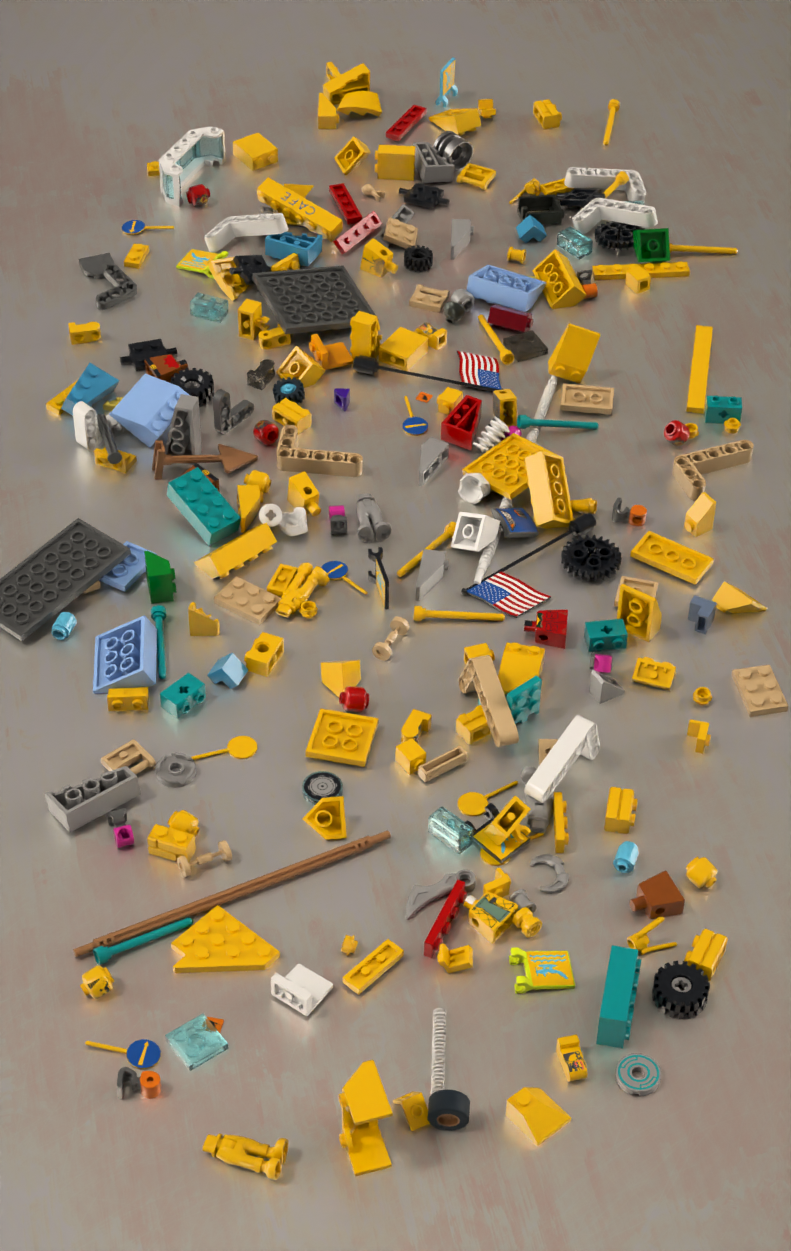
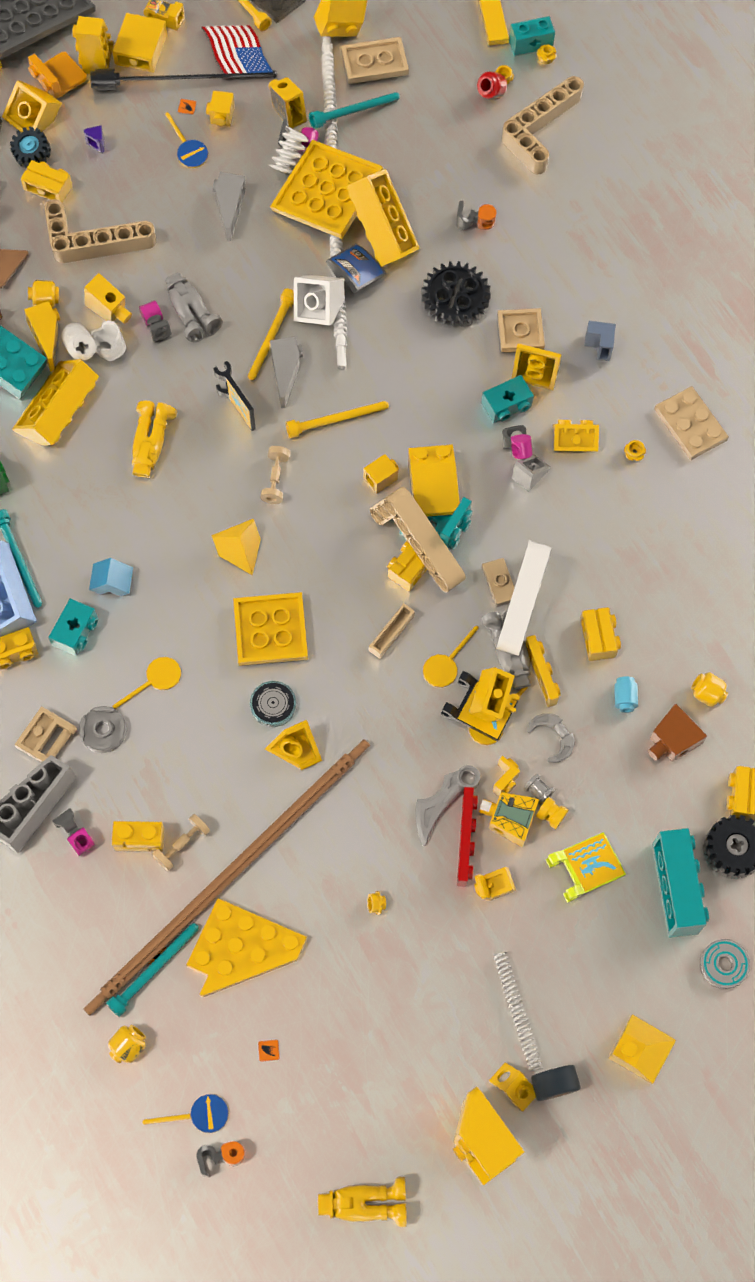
camera: 20 degrees left, 25 degrees up
(184, 822) = (141, 805): yellow head -> none
(196, 1042) = (260, 1080): clear light blue plate -> none
(200, 623) = (53, 518): yellow slope -> none
(247, 600) = (94, 466): tan plate -> none
(264, 654) = (142, 553): yellow brick -> none
(266, 432) = (26, 215): red head -> none
(281, 579) = (123, 427): yellow plate -> none
(300, 989) = (347, 976): white bracket -> none
(308, 609) = (168, 455): yellow plate -> none
(338, 570) = (178, 393): blue piece -> none
(354, 699) = (265, 573): red head -> none
(373, 966) = (411, 922): yellow plate -> none
(410, 755) = (355, 632): yellow brick -> none
(415, 725) = (343, 592): yellow leg -> none
(450, 830) = (433, 721): clear light blue brick -> none
(462, 423) = (248, 139): red wedge -> none
(473, 487) = (293, 231): white hair -> none
(511, 594) = (380, 367): flag -> none
(549, 627) = (444, 407): red torso -> none
(571, 1057) = (655, 971): yellow leg -> none
(584, 506) = (423, 220): yellow cone -> none
(640, 939) = (673, 798): yellow plant -> none
(672, 557) = (542, 266): yellow plate -> none
(700, 516) = (557, 201): yellow slope -> none
(700, 730) = (654, 508): yellow bracket -> none
(735, 600) = (631, 307): yellow slope -> none

